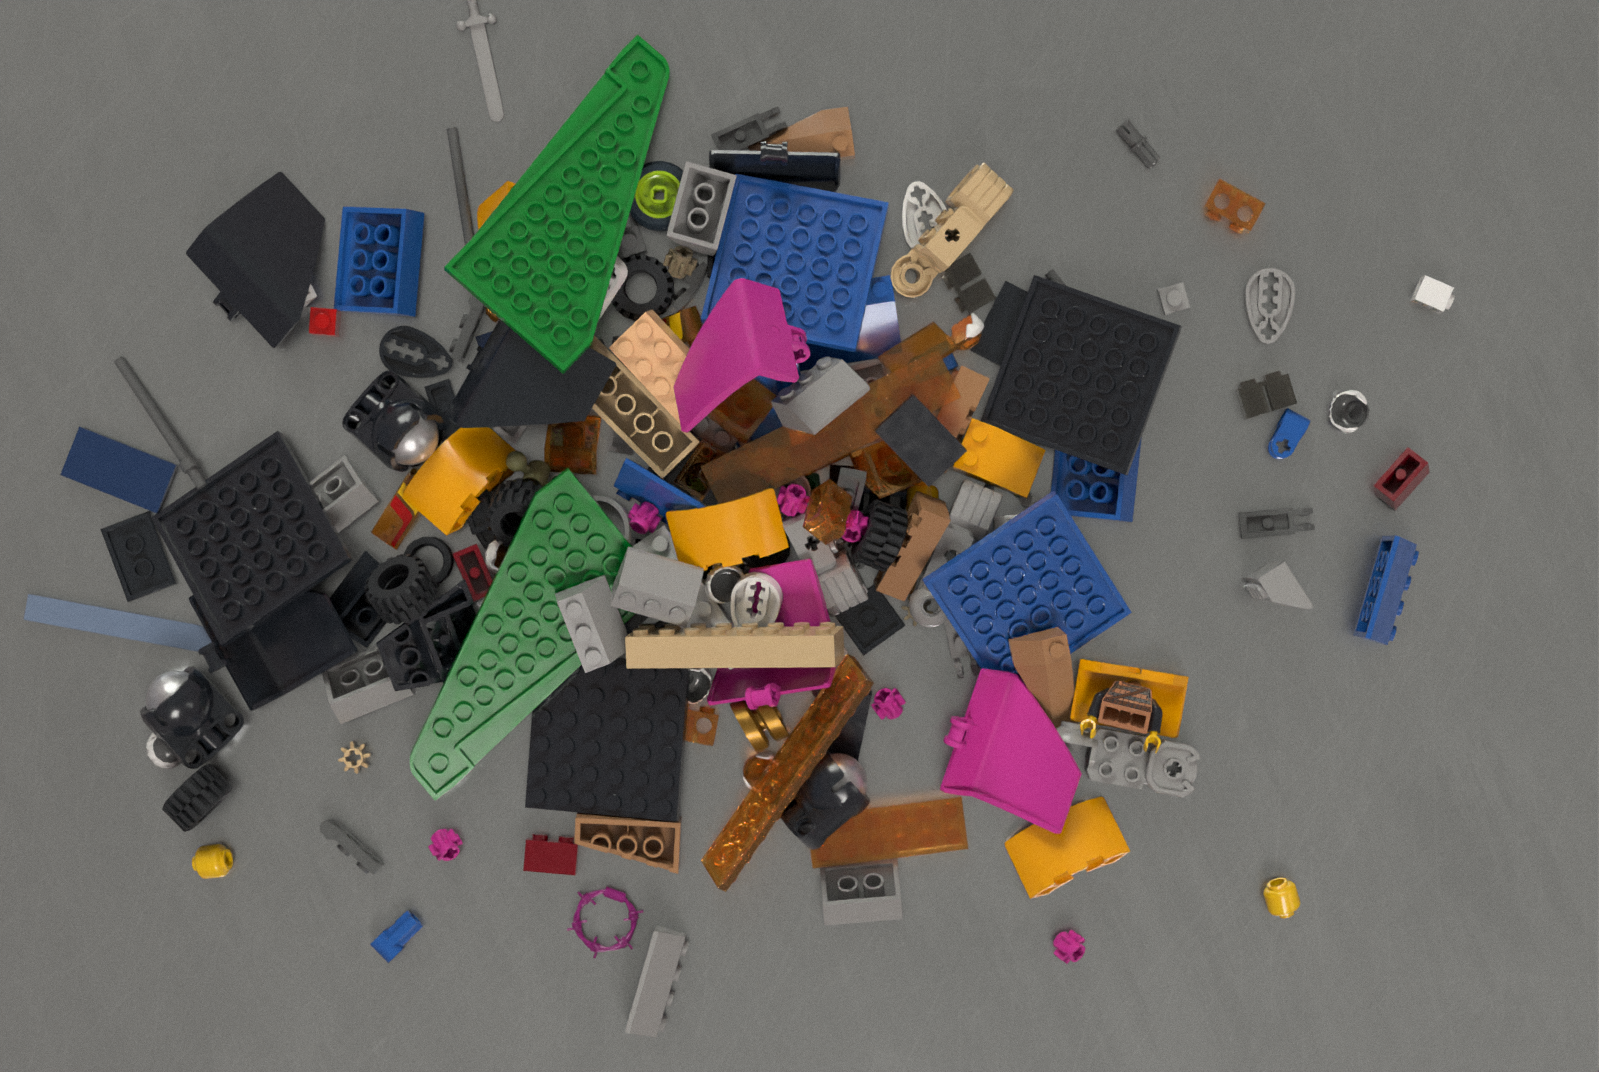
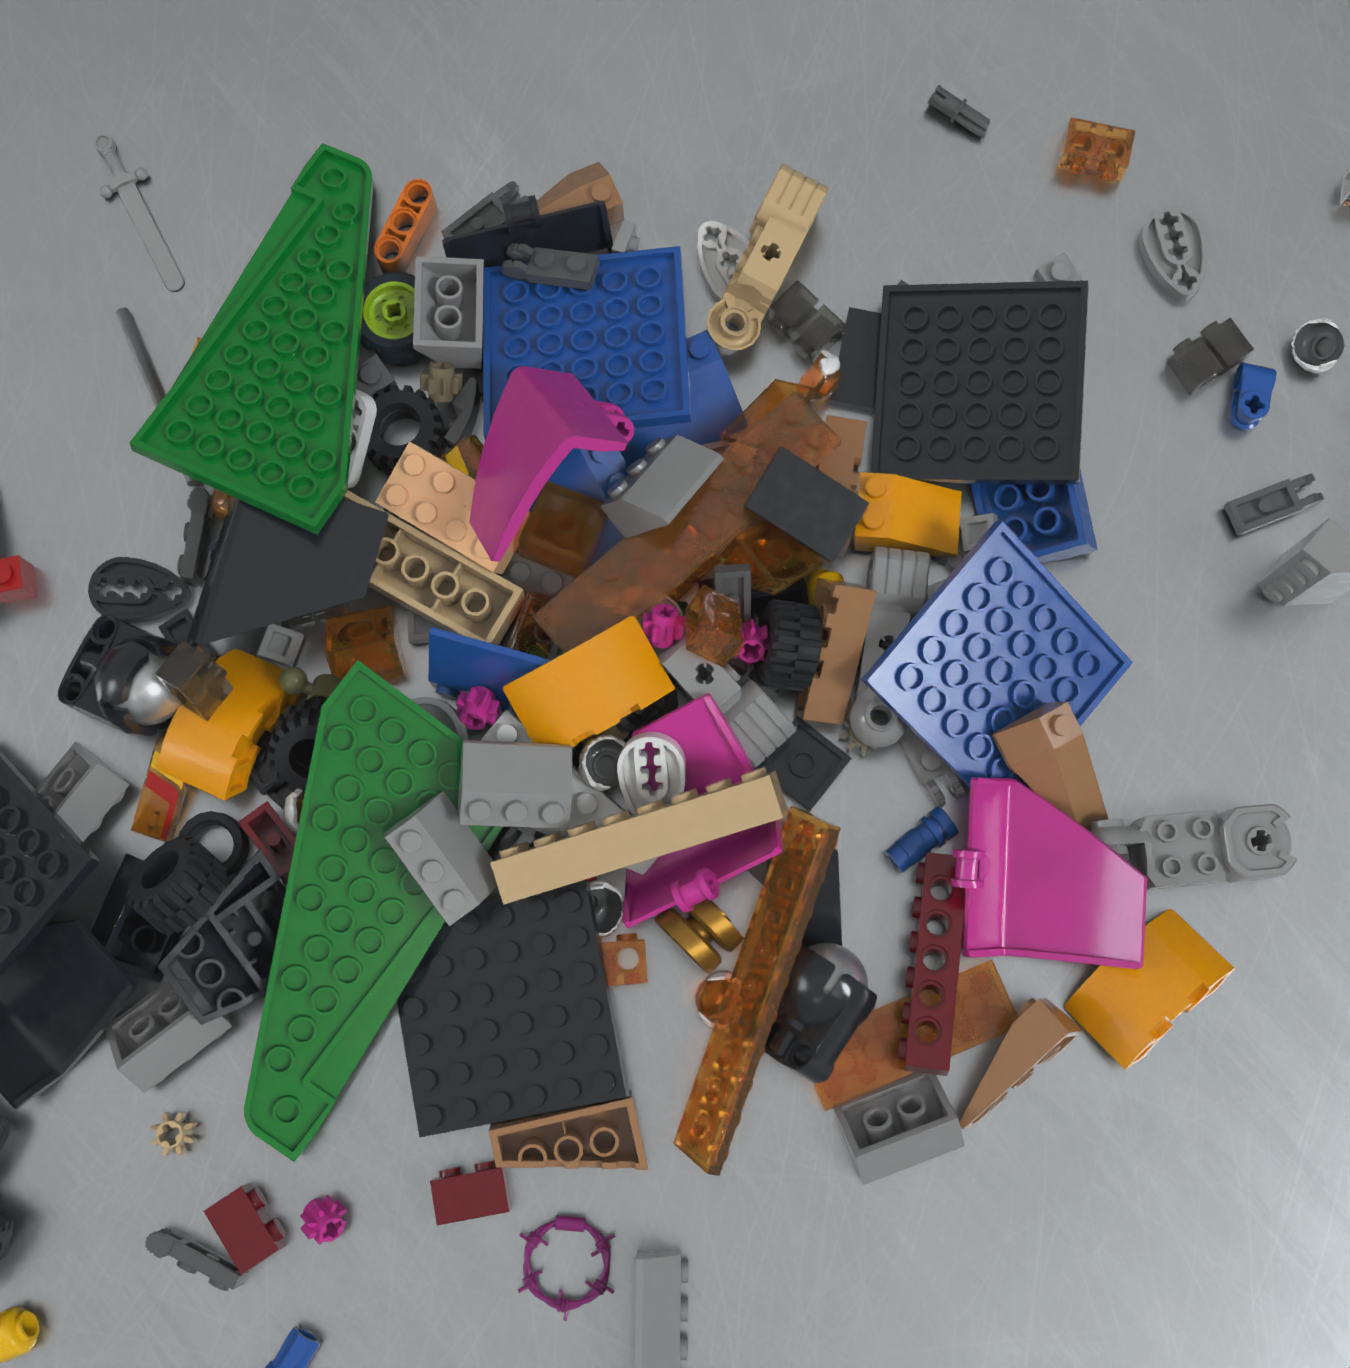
camera: 20 degrees left, 10 degrees down
(379, 261) = (65, 487): blue slope -> none
(390, 835) = (246, 1227): none -> dark red brick
(448, 446) = (195, 679): none -> clear smoke piece
(686, 110) = (404, 213): none -> orange beam
(788, 192) = (551, 266): none -> dark grey hinge
(849, 183) = (626, 238): none -> light grey plate
(888, 703) = (860, 863): dark pink gear -> none
(899, 852) = (936, 1055): none -> dark red brick
(937, 698) = (921, 839): none -> blue axle
(973, 859) = (1032, 1039): none -> medium nougat wedge
(1048, 482) = (974, 528): none -> light grey plate
(1069, 946) = (1196, 1120): dark pink gear -> none
(1128, 708) = (1175, 778): torso -> none
(1166, 688) = (1167, 773): light orange panel -> none

